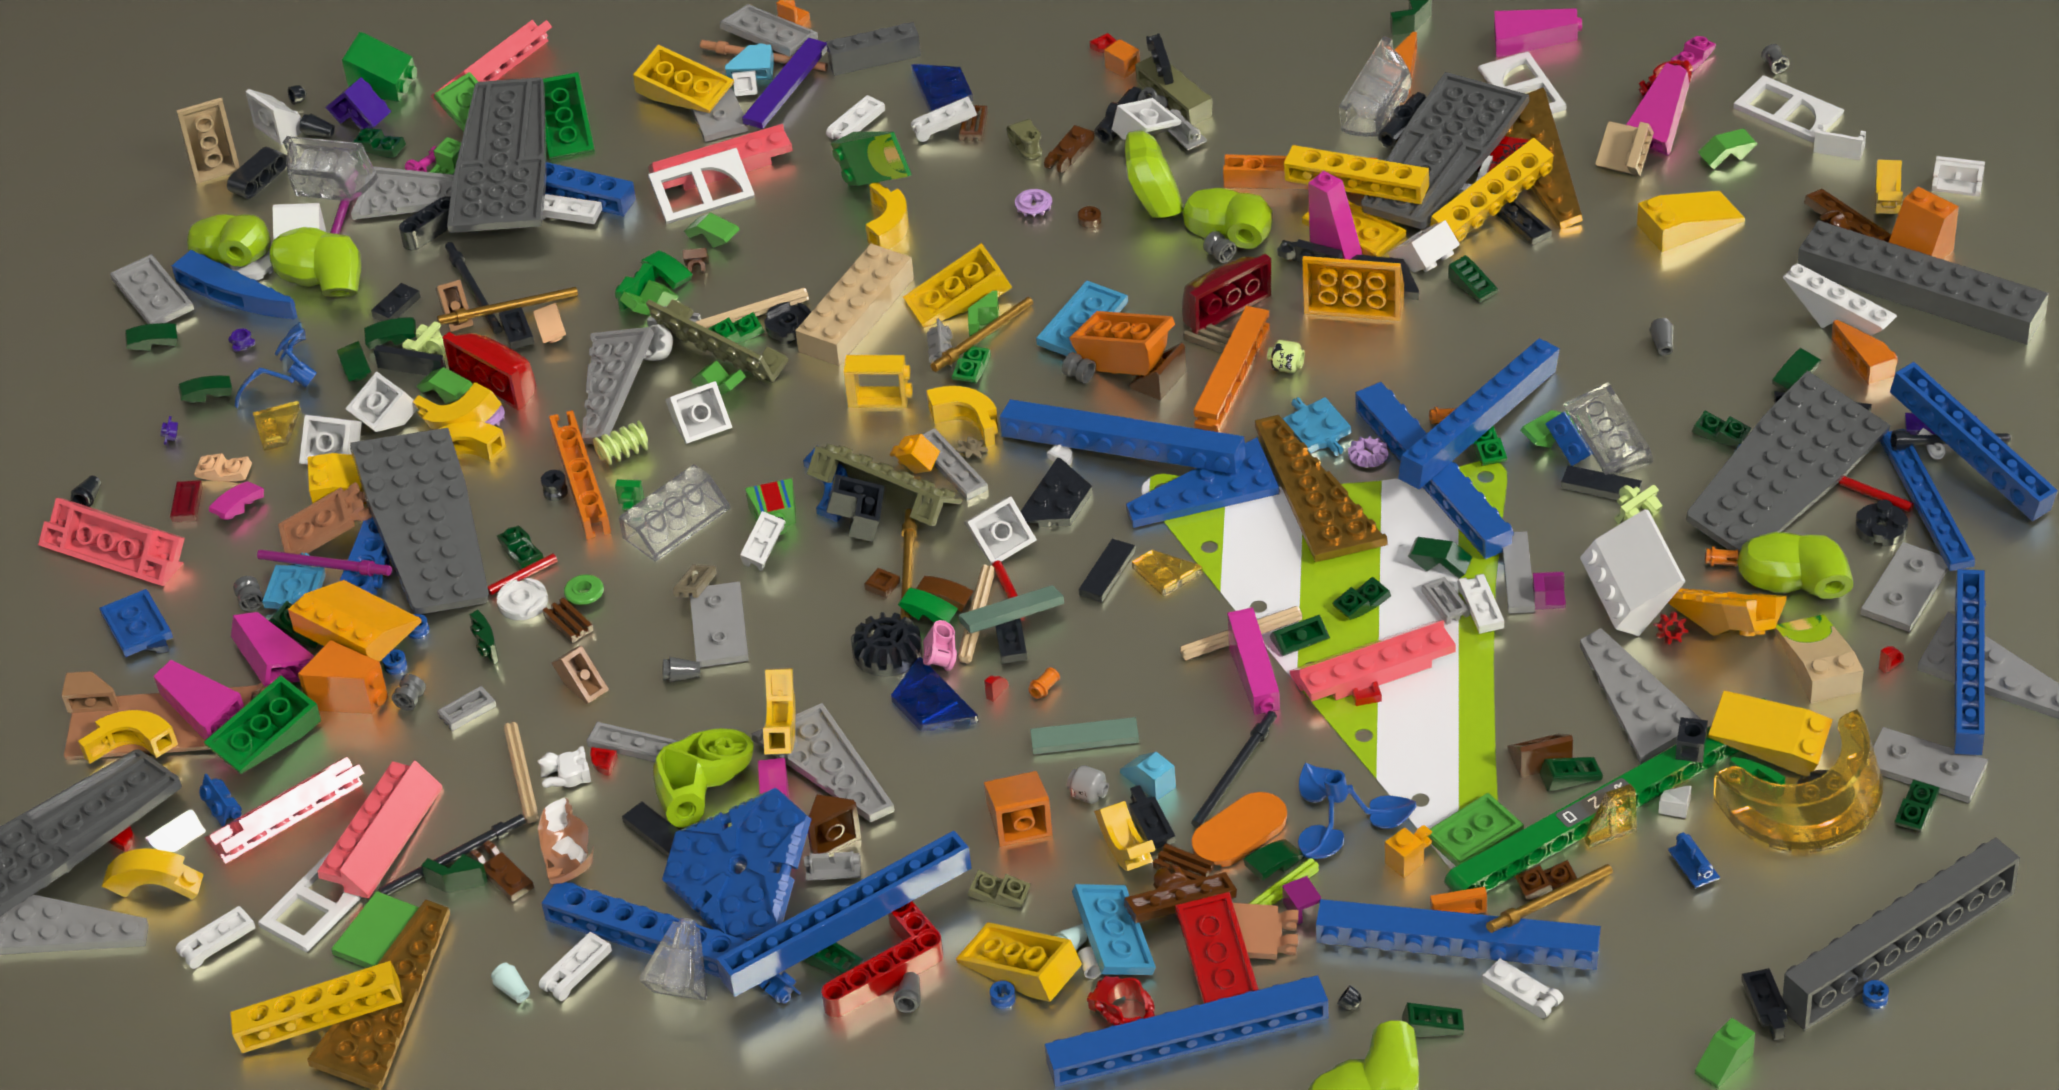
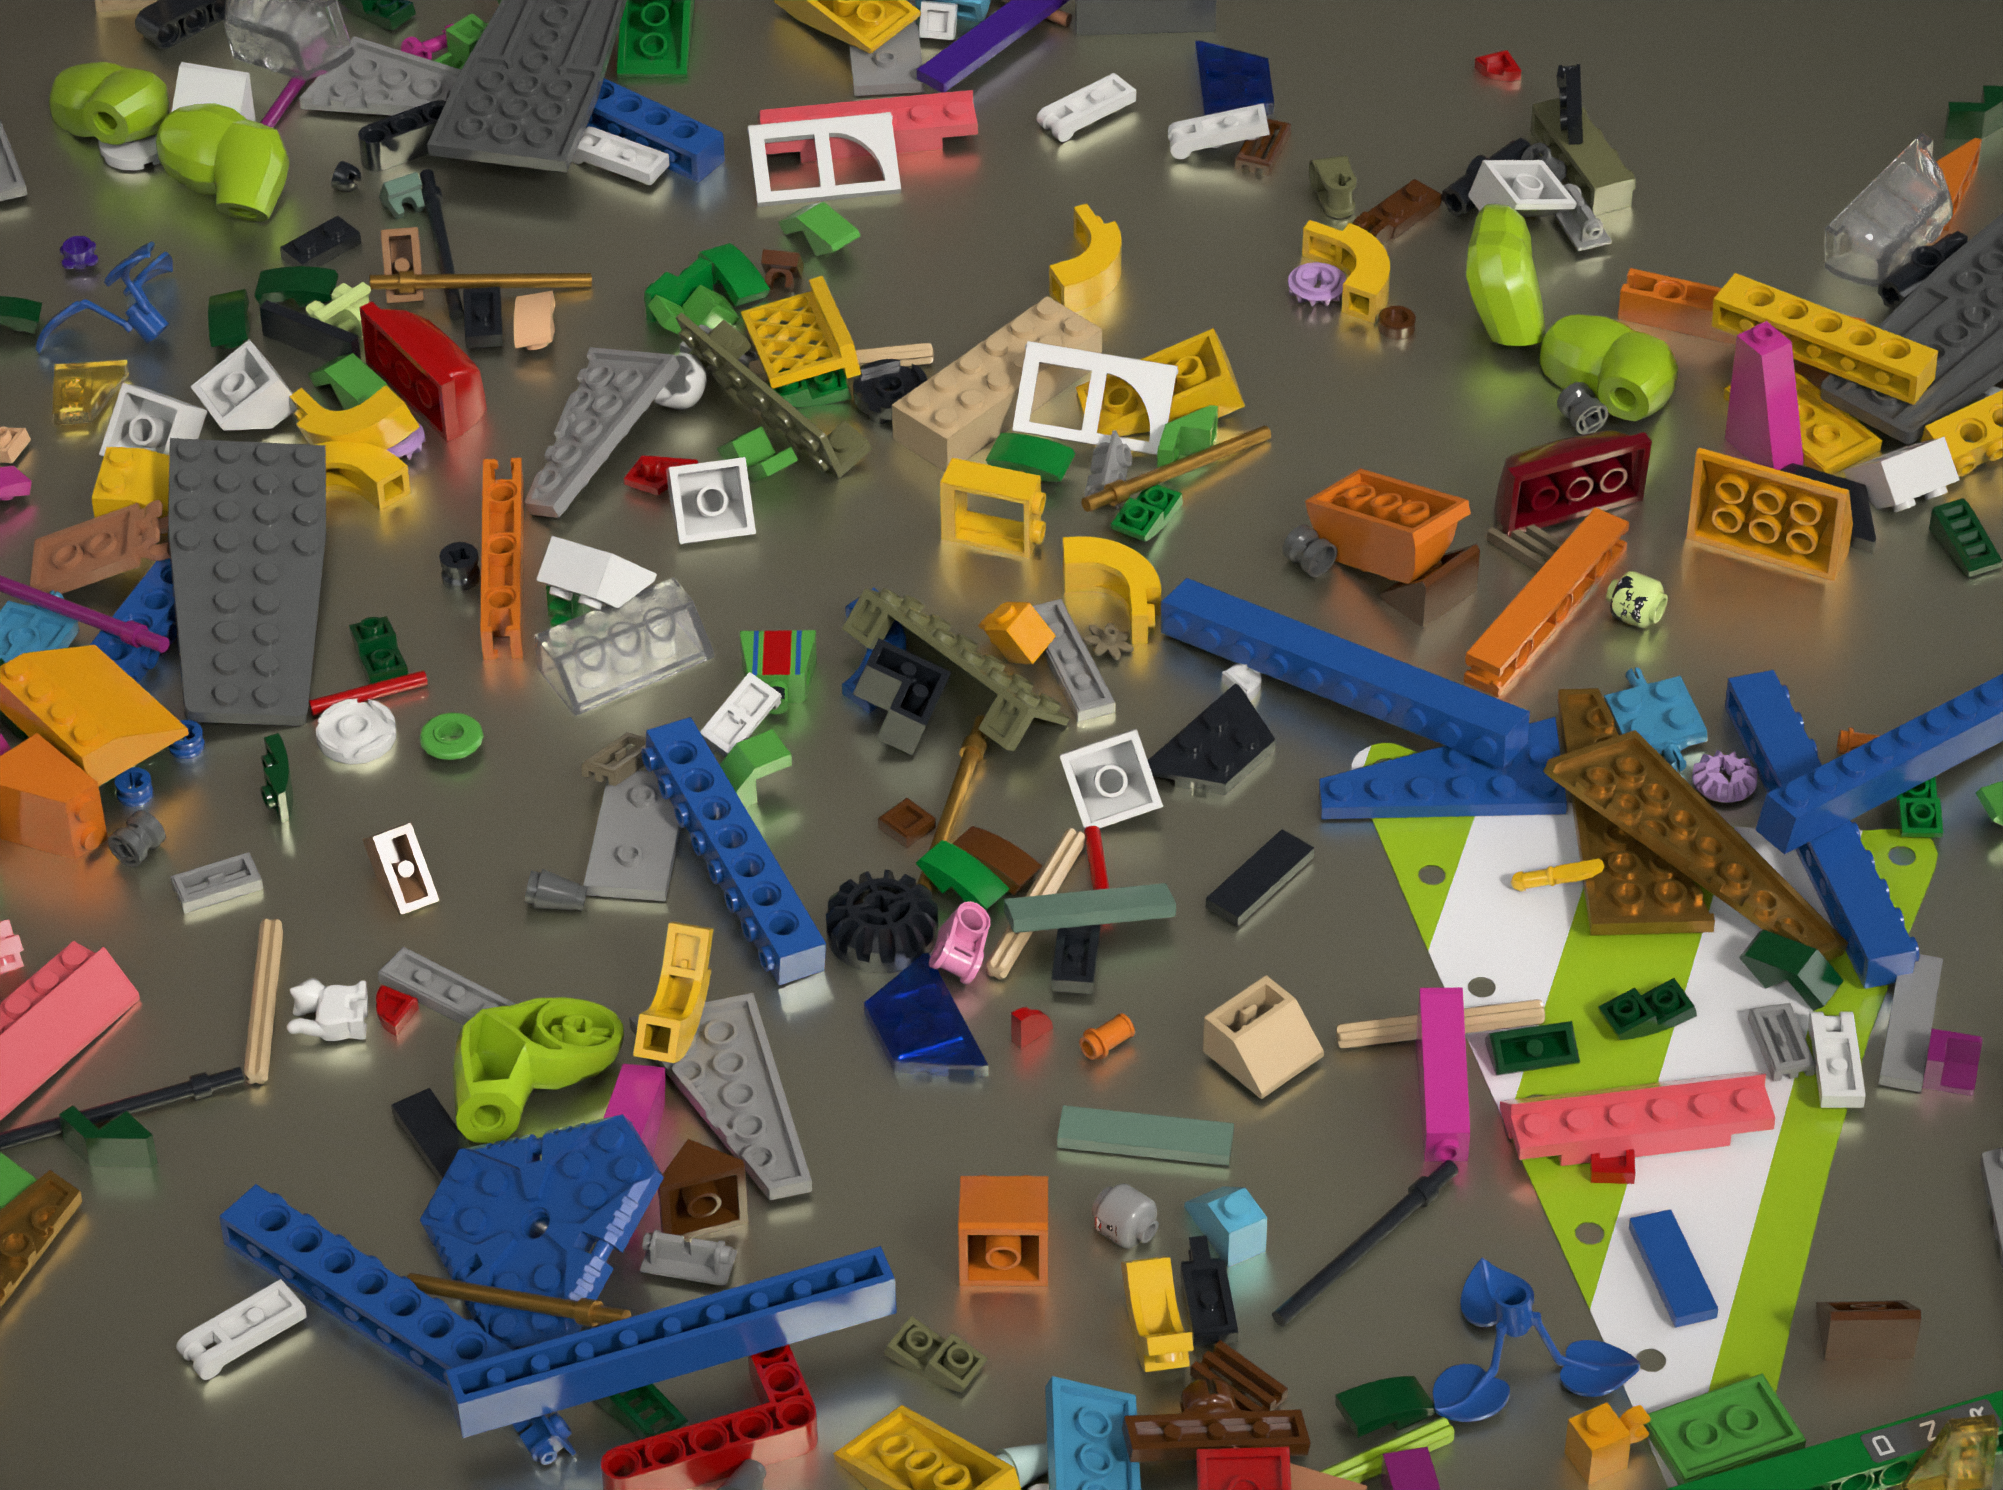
camera: 10 degrees right, 0 degrees up
(230, 287) = (89, 172): blue slope -> none
(397, 256) = (344, 177): none -> black hinge
(438, 258) = (400, 191): none -> sand green tile
(503, 872) = (183, 1154): reddish brown hinge -> none
(510, 982) = (134, 1332): light aqua cone -> none
(563, 842) = (287, 1128): nougat animal -> none
(579, 619) = (403, 758): reddish brown tile -> none
(621, 442) = (581, 522): yellowish green piece -> none
(644, 472) = (591, 575): none -> white slope
(655, 403) = (650, 473): none -> red piece
(678, 963) = (393, 1361): clear slope -> none
(738, 289) = (825, 327): none -> yellow fence
(770, 576) = (754, 760): none -> bright green slope
(784, 621) = (734, 851): none -> blue brick
(787, 907) = (585, 1311): none -> pearl gold bar
(870, 157) = (1082, 165): green slope -> none
(889, 344) = (1031, 456): none -> green slope
(952, 282) = (1150, 379): none -> white window
(1056, 181) = (1360, 257): none -> yellow arch
(1076, 312) = (1352, 449): dark azure plate -> none
(1121, 58) = (1515, 91): orange panel -> none
(1138, 663) = (1261, 1037): none -> tan slope
(1165, 571) = (1350, 899): clear yellow wing -> none
(1240, 828) = (1346, 1343): orange tile -> none
(1286, 530) = (1560, 874): none -> yellow piece
(1301, 248) = (1714, 438): black hinge -> none
(1339, 479) = (1662, 811): none -> pearl gold wing
(1419, 744) = (1673, 1268): none -> blue tile
(1555, 778) = (1879, 1375): dark green slope -> none

